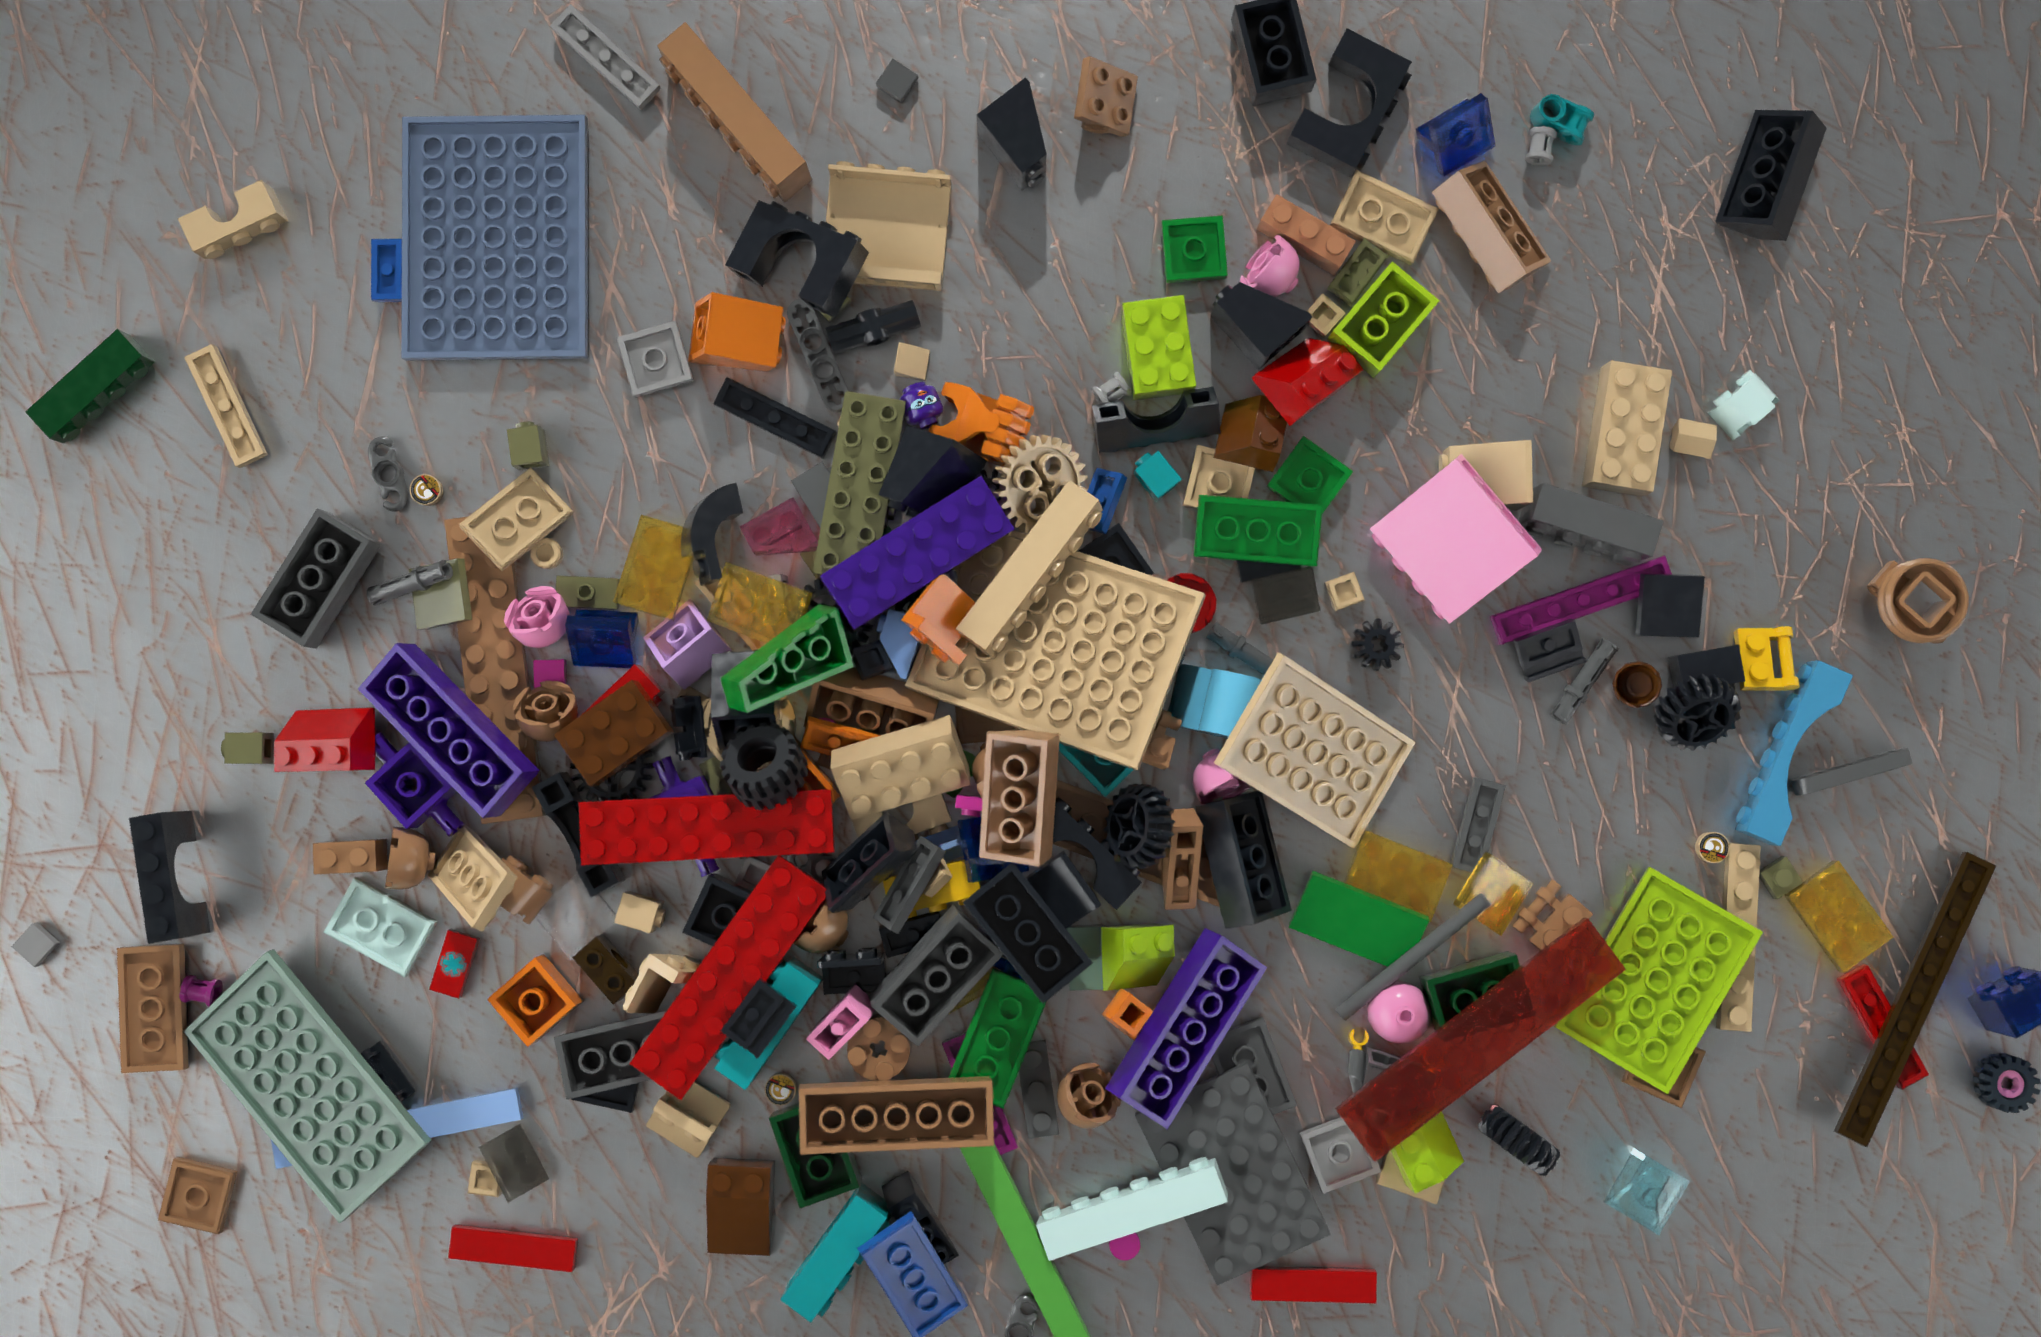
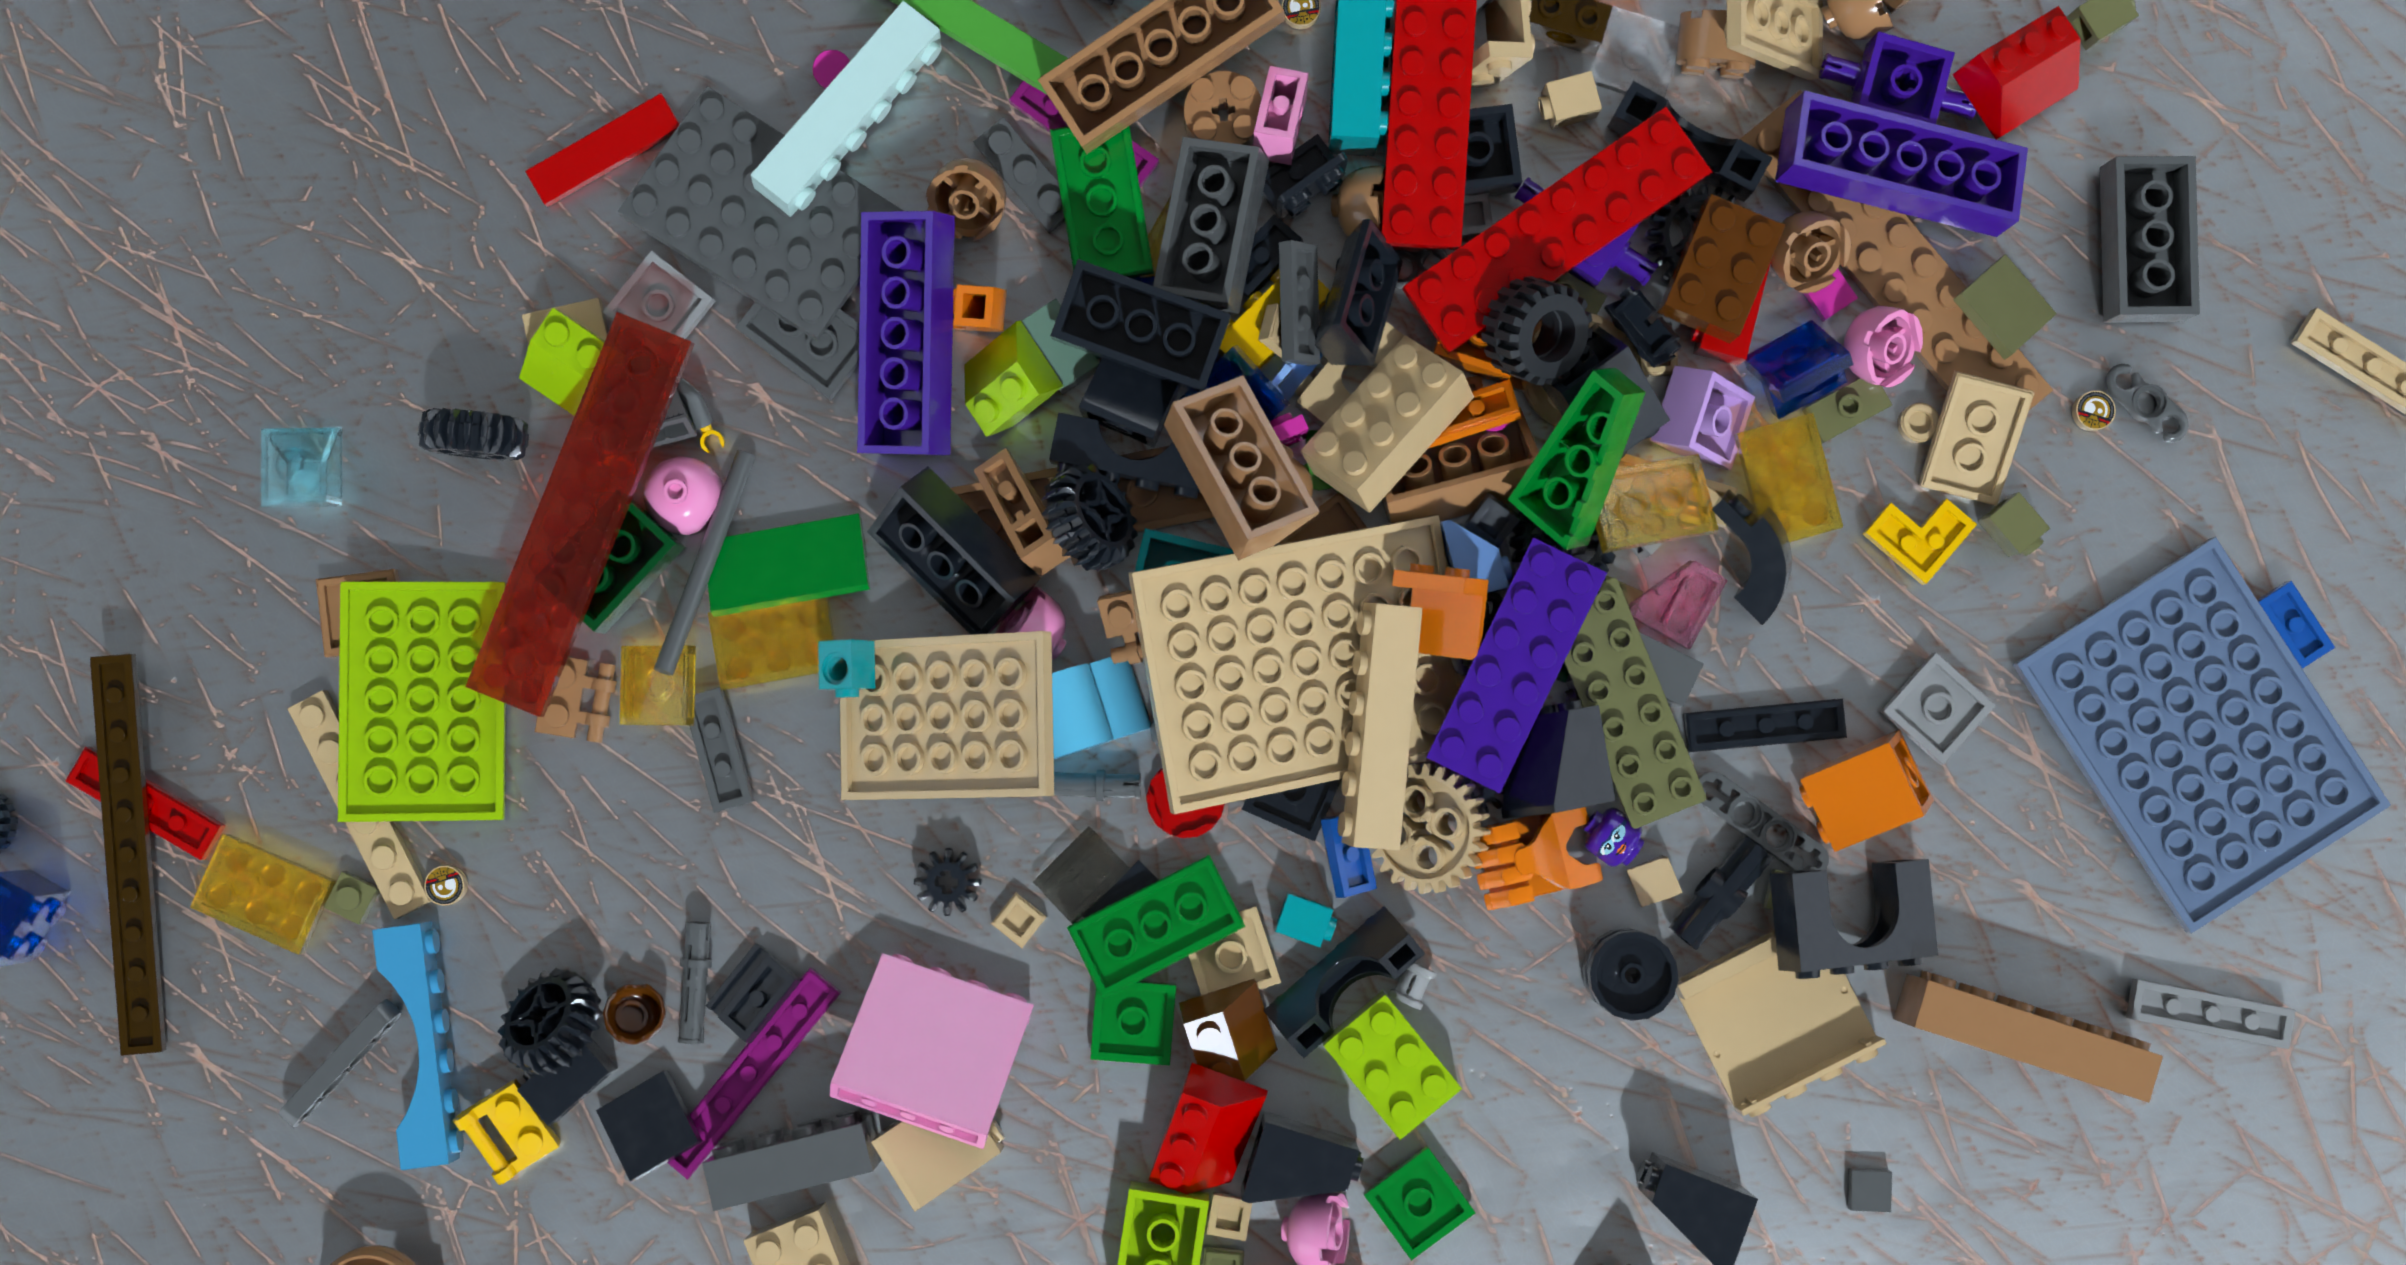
camera: 150 degrees right, 0 degrees up
(419, 578) = (2039, 307): dark grey pin -> none
(597, 469) = (1921, 548): none -> yellow plate
(758, 1018) = (1373, 59): black plate -> none
(963, 292) = (1651, 985): none -> black wheel
(1360, 827) = (852, 654): none -> teal brick

